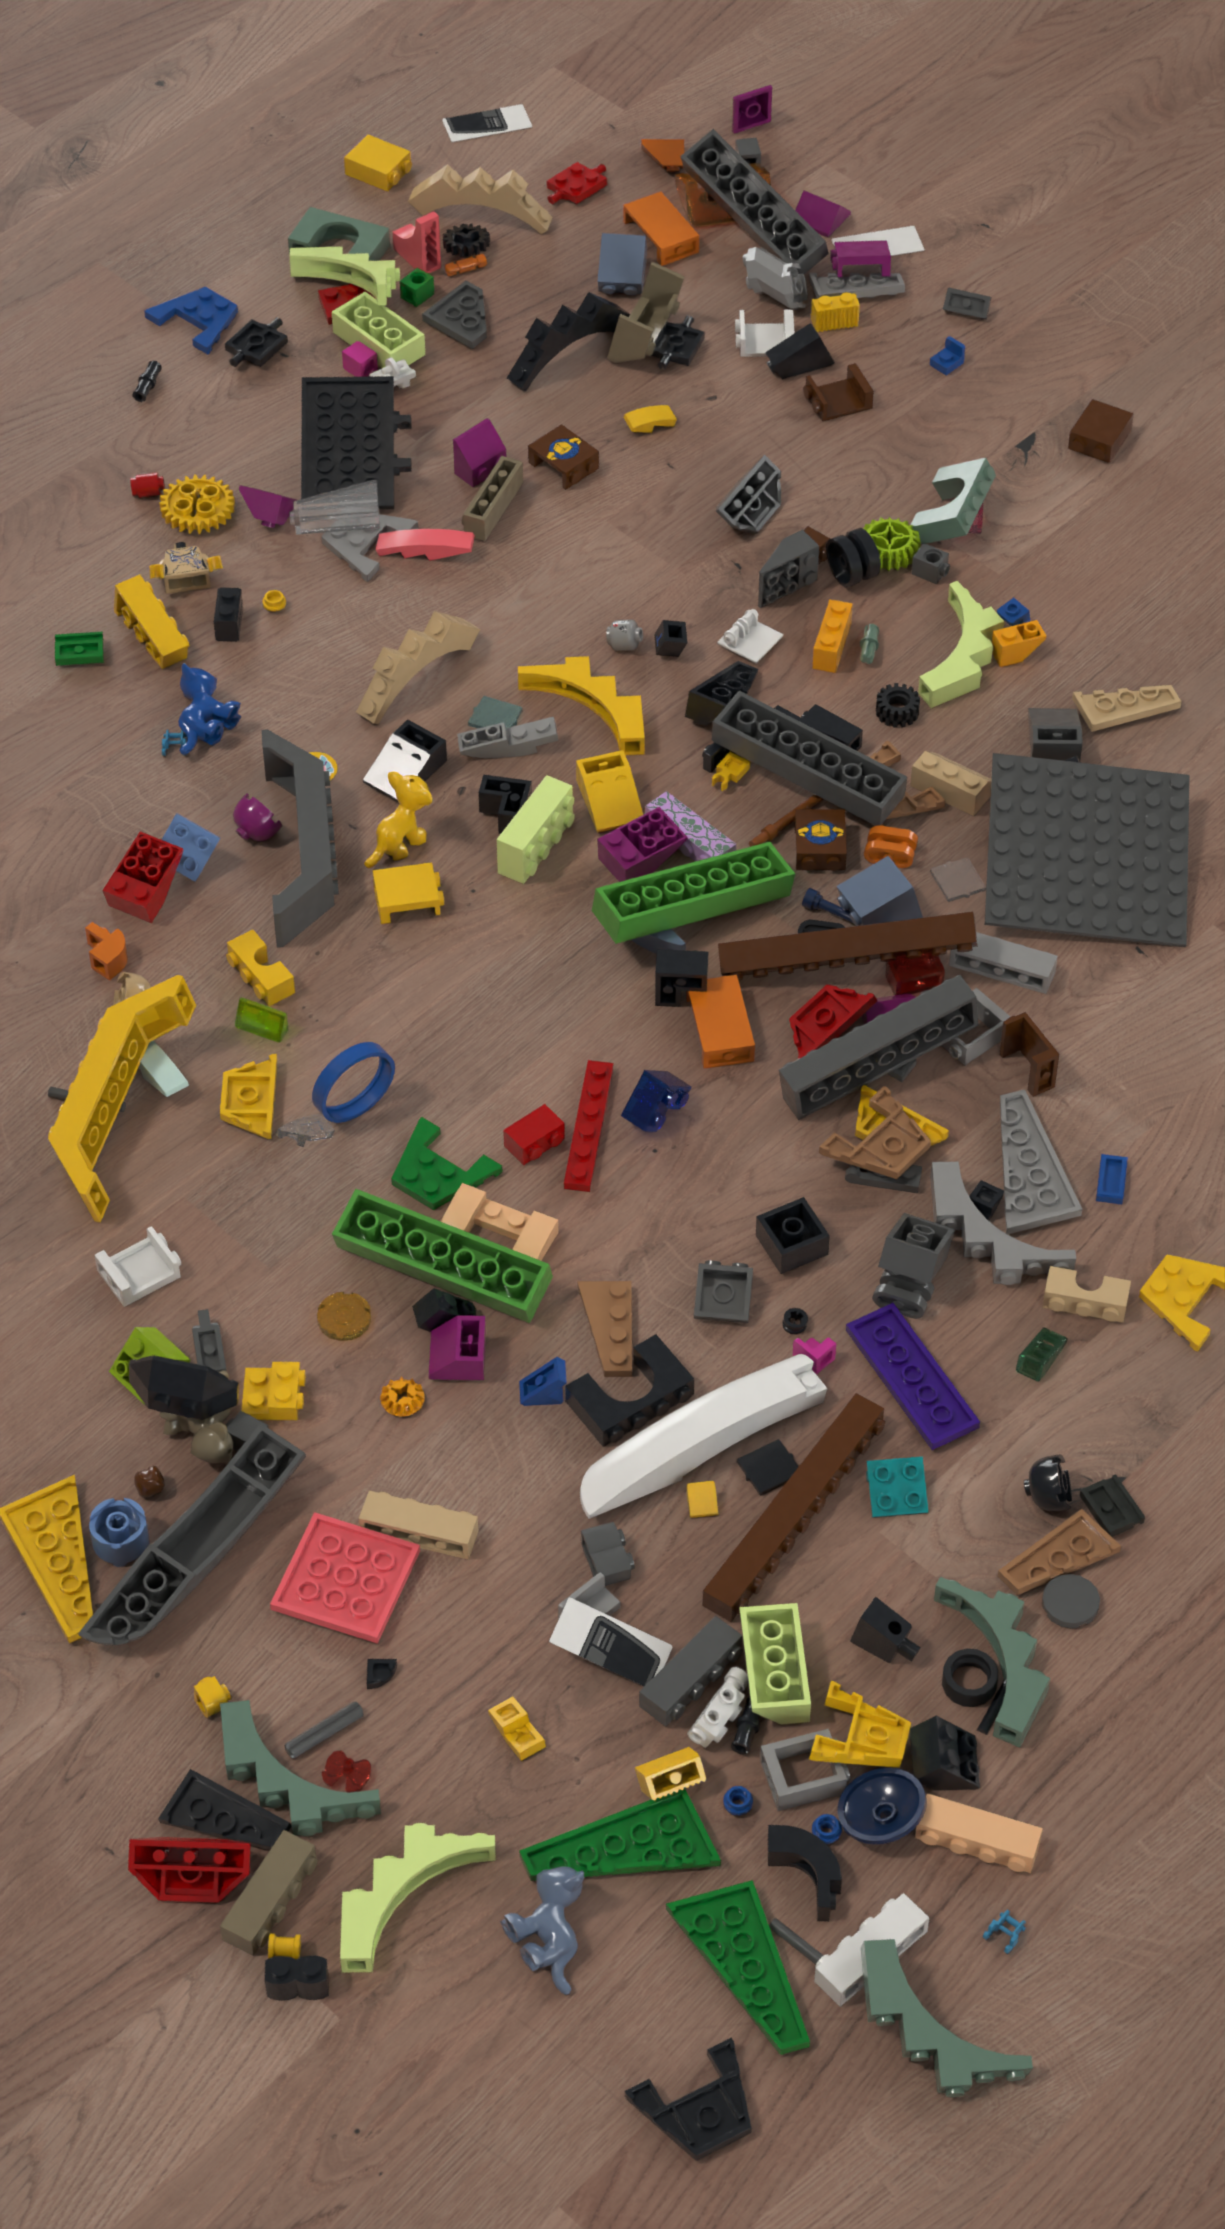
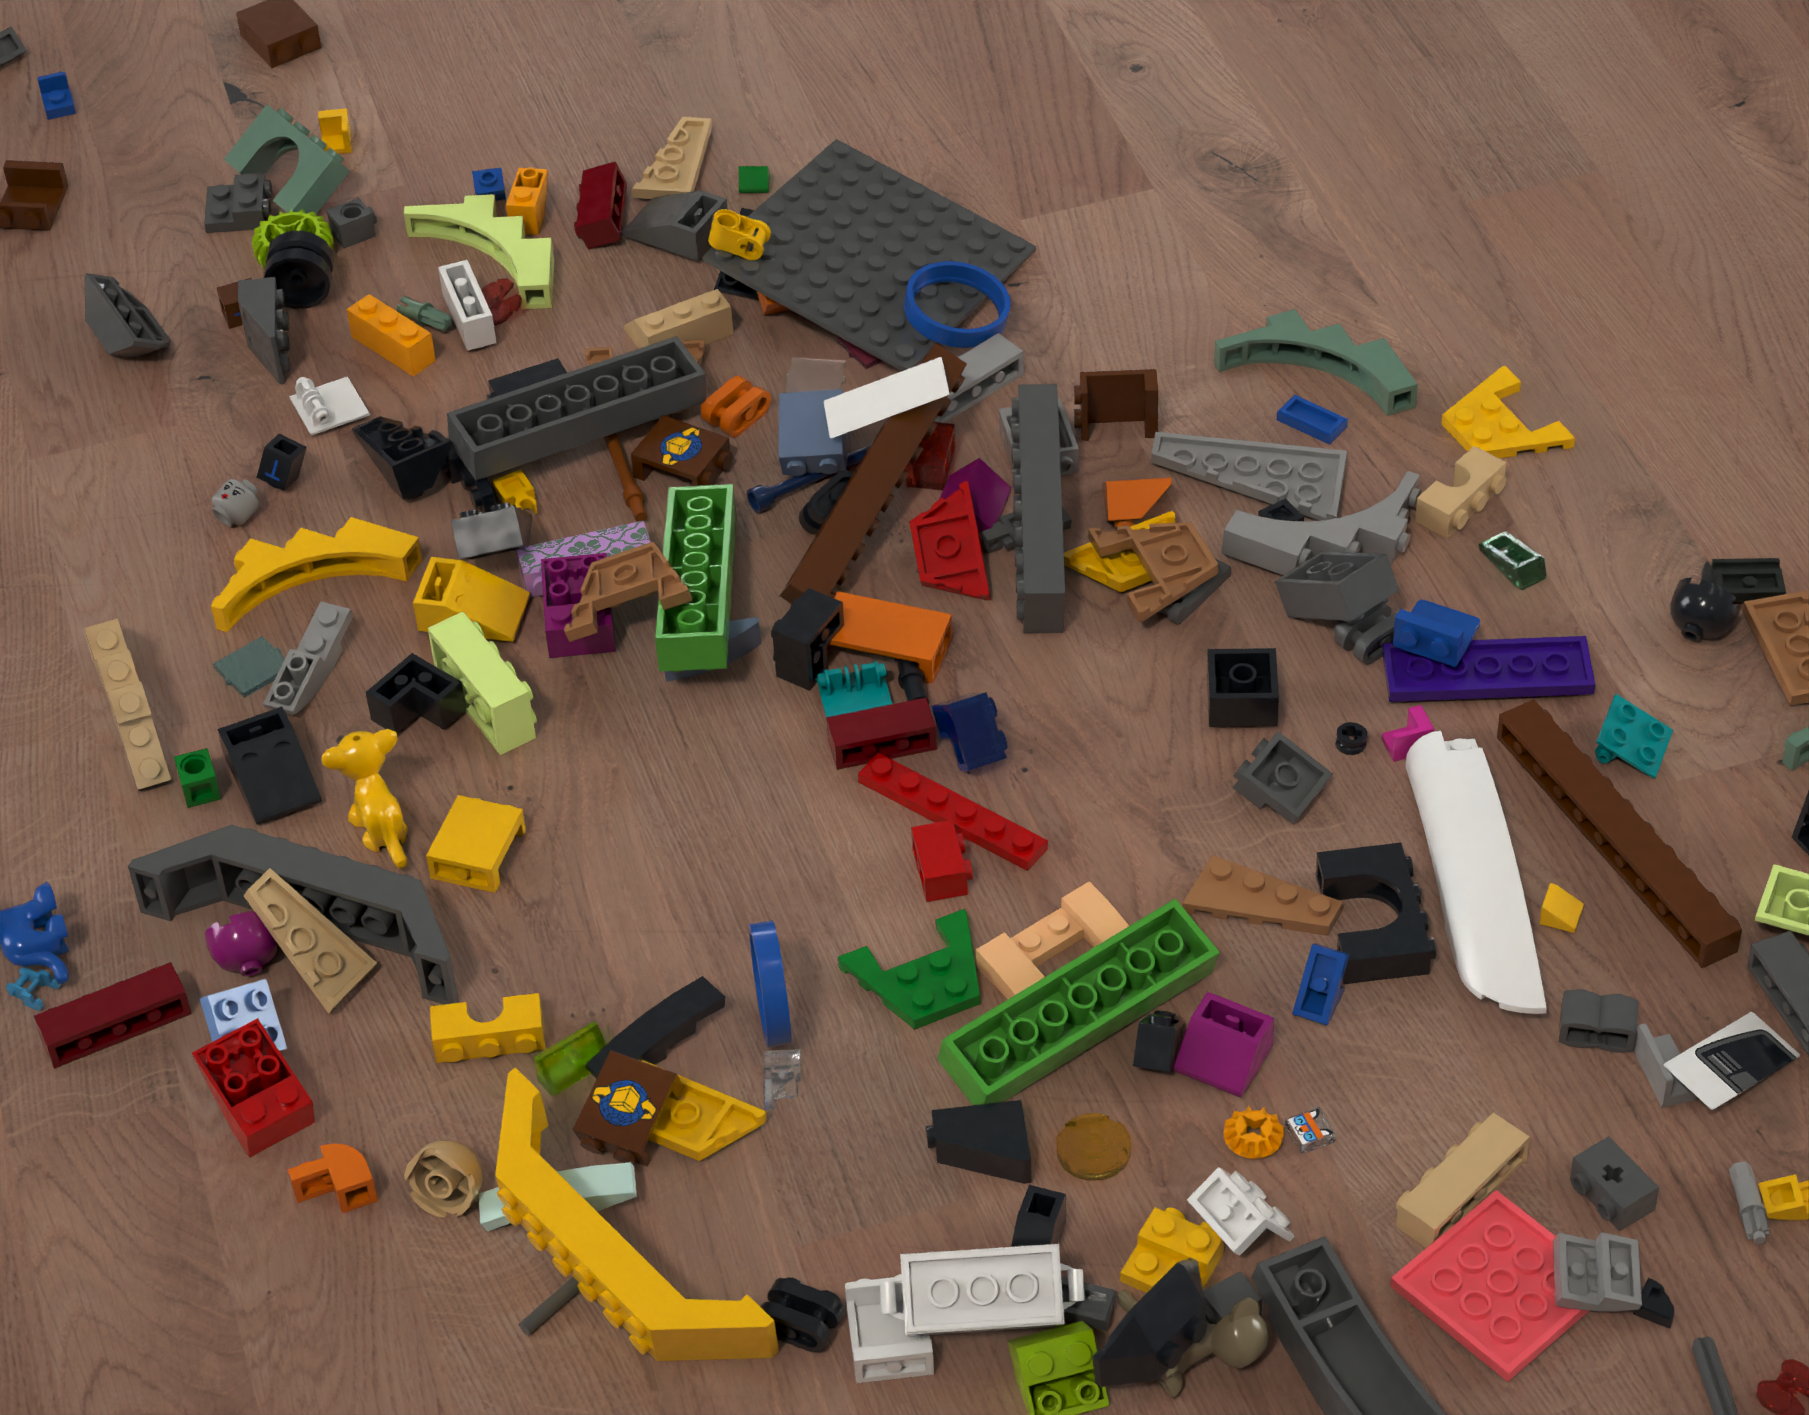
camera: 60 degrees left, 5 degrees down
(135, 1226) = (802, 1313): none -> black brick
(170, 788) = (112, 1015): none -> dark red brick
(170, 1294) = (982, 1290): none -> white container
(229, 1057) = (625, 1107): none -> reddish brown panel
(247, 1309) = (1040, 1218): none -> black slope
(268, 852) = (313, 944): none -> tan wing
(296, 1049) = (663, 1025): none -> black slope
(313, 1254) = (983, 1139): none -> black slope
(322, 1408) = (1237, 1210): none -> white bracket
(373, 1622) = (1597, 1273): none -> light grey slope
(376, 732) = (197, 778): none -> green brick
(421, 1427) = (1310, 1130): none -> tile
(463, 1611) = (1613, 1183): none -> dark grey brick
(493, 1697) = (1749, 1202): none -> light grey piece
(629, 1054) = (888, 729): none -> dark red brick
(652, 851) = (621, 579): none -> medium nougat wing
(659, 1029) = (853, 690): none -> teal hinge
(667, 771) = (492, 532): none -> slope
(691, 1053) = (911, 679): none -> black pin
(768, 1467) = (1541, 837): black piece -> none
(885, 659) = (467, 305): none -> white brick
(897, 695) = (535, 337): black tyre -> none
(909, 497) = (238, 205): none -> dark grey plate
(909, 670) = (500, 308): none -> clear red piece
(909, 911) = (886, 397): none -> white sticker
(915, 1325) = (1435, 632): none -> blue bracket
(947, 1100) = (1131, 498): none -> orange slope
(1019, 763) = (736, 234): none -> yellow piece
(1021, 513) = (336, 130): none -> yellow panel
(1041, 683) = (601, 205): none -> dark red brick
(1081, 889) = (958, 273): none -> blue piece
(1139, 755) = (754, 179): none -> green slope
(1182, 1131) = (1289, 341): none -> sand green arch

